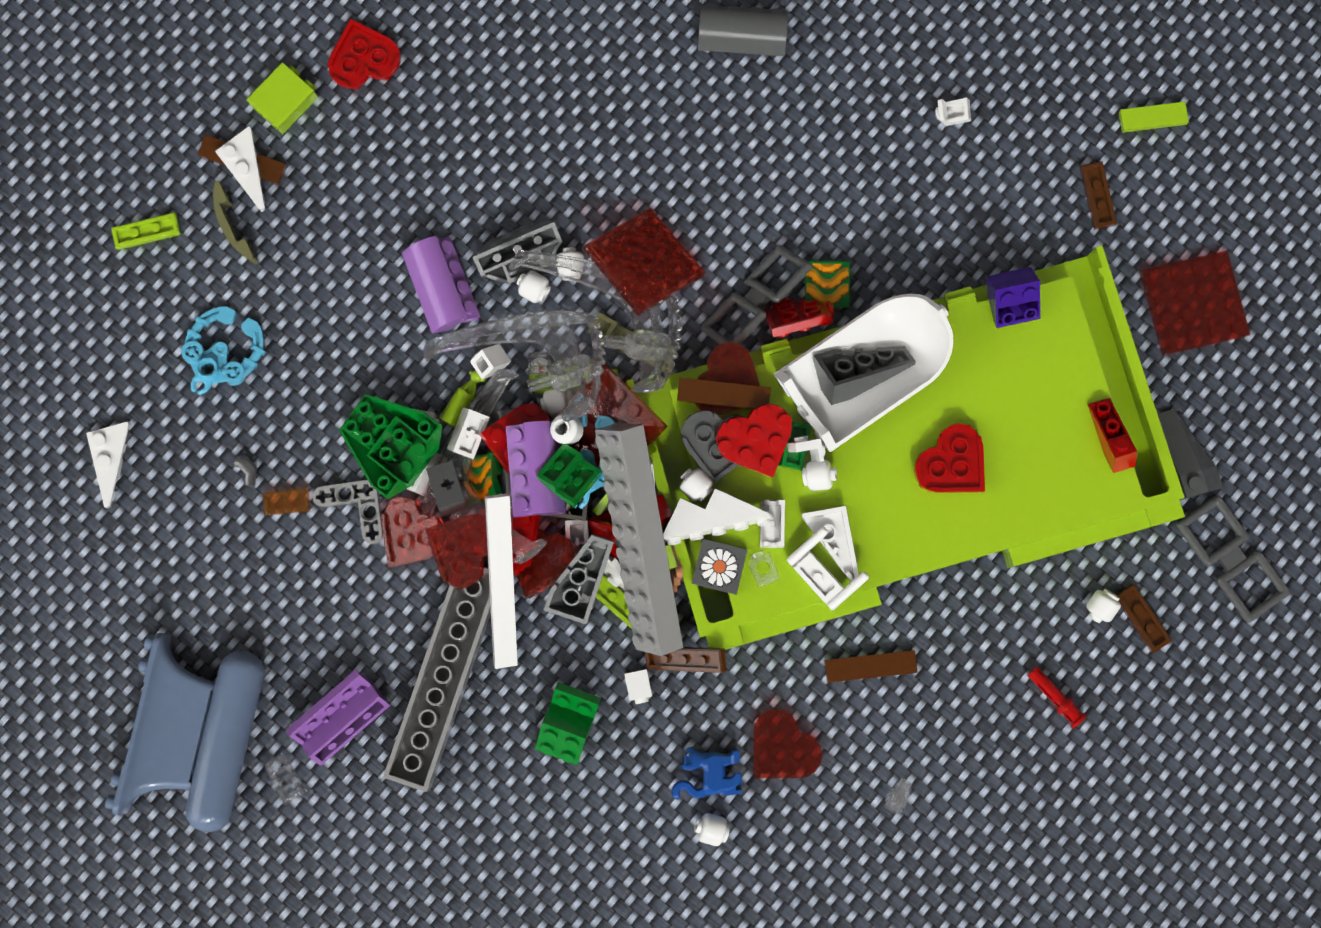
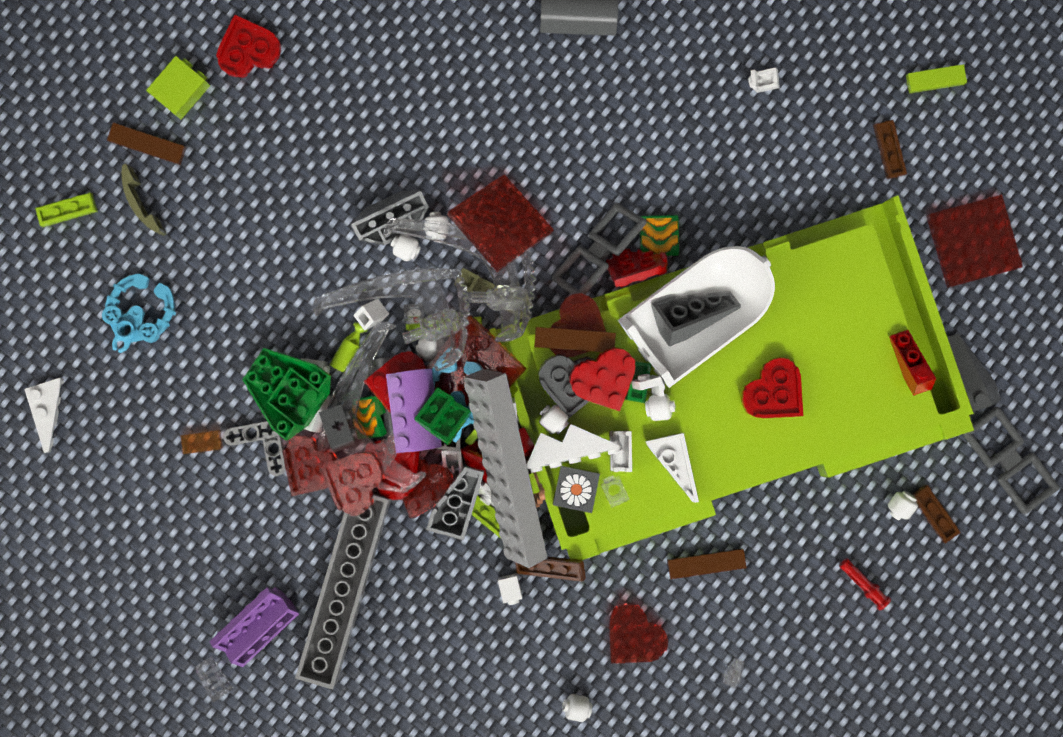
camera: 10 degrees left, 5 degrees up
(190, 734) = (127, 646): sand blue piece -> none
(241, 160) = (145, 144): white wing -> none
(248, 468) = (167, 414): flat silver arm -> none
(440, 283) = (324, 247): medium lavender brick -> none
(466, 435) = (352, 380): white hinge -> none
(501, 580) = (388, 506): white tile -> none
(566, 432) = (440, 378): white head -> none
(567, 723) = (451, 624): green bracket -> none
(713, 774) = (577, 663): blue animal -> none
(818, 576) = (662, 495): white plate -> none
(1014, 296) = (824, 244): dark purple slope -> none

